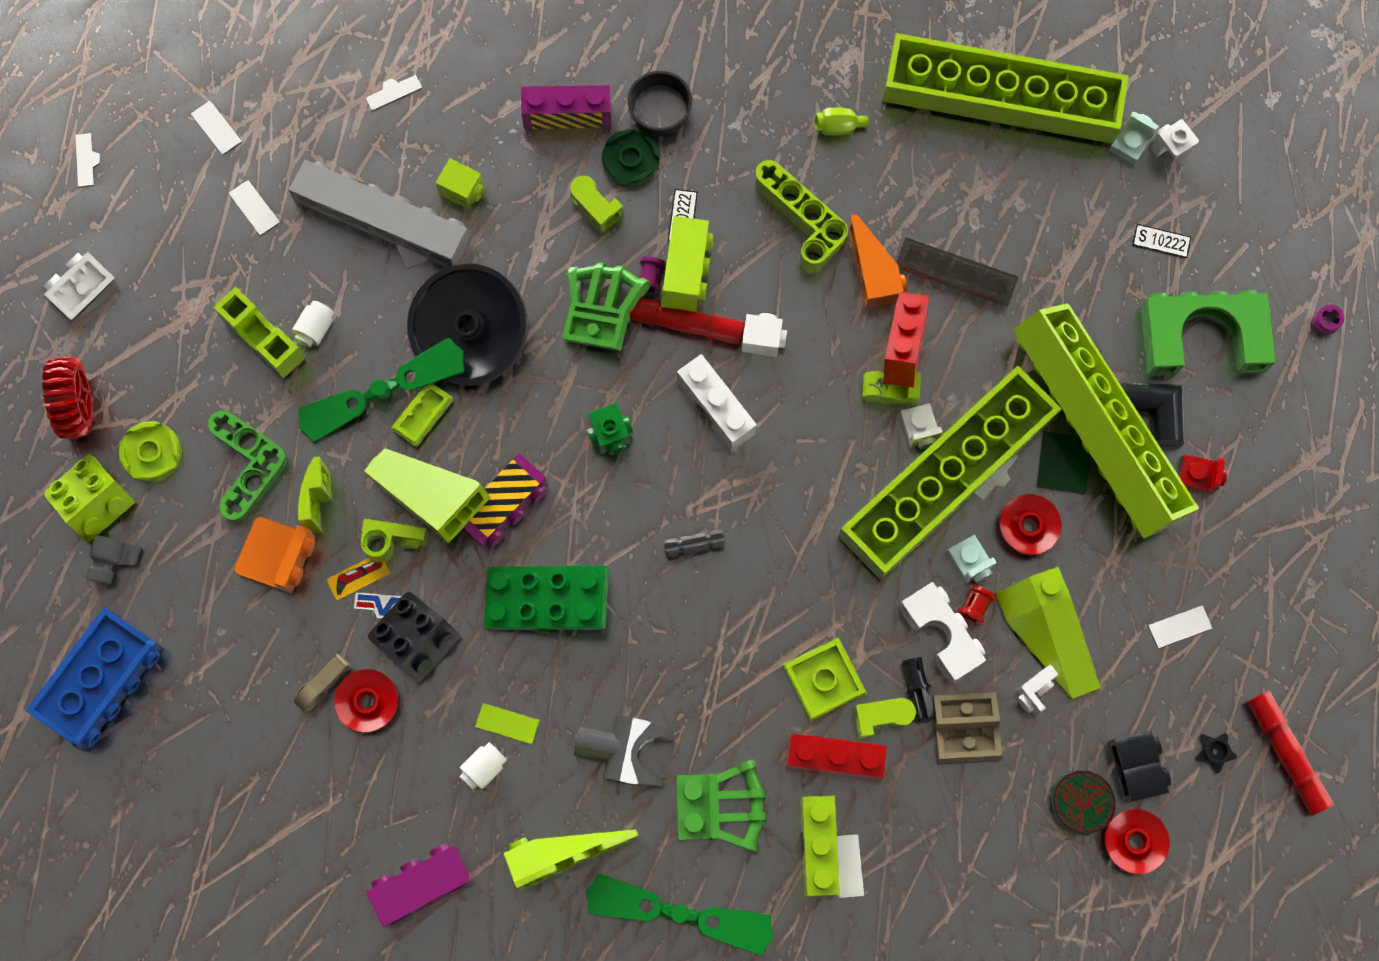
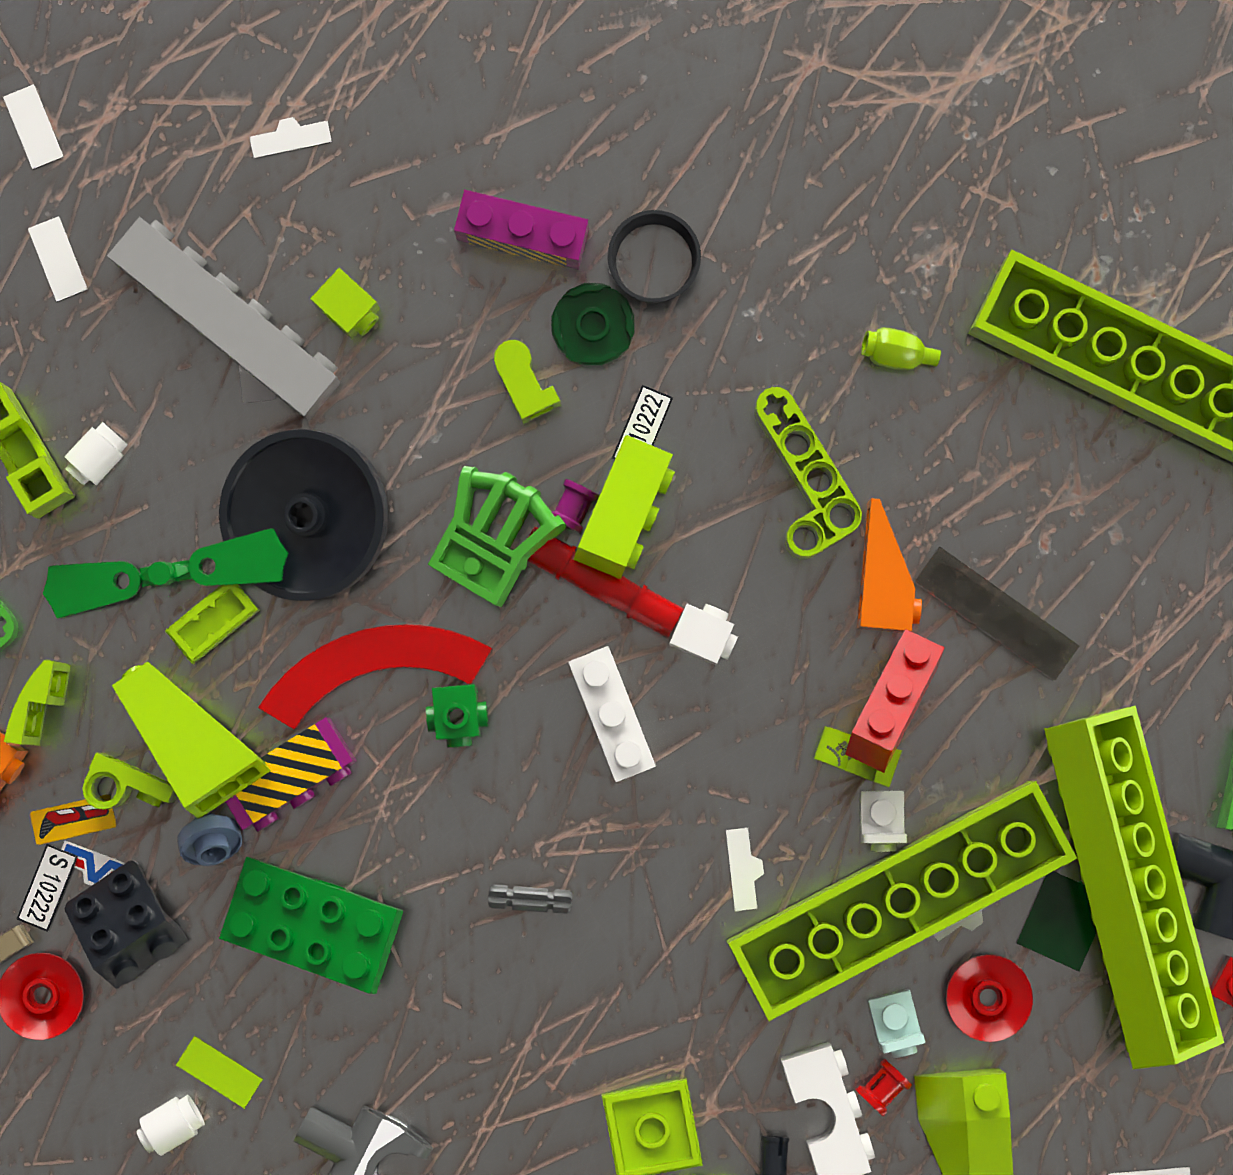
camera: 20 degrees right, 10 degrees up
(351, 627) = (47, 887): none -> white sticker
(459, 559) = (209, 840): none -> sand blue plate
(536, 408) = (370, 652): none -> red tile
(835, 486) = (743, 869): none -> white sticker

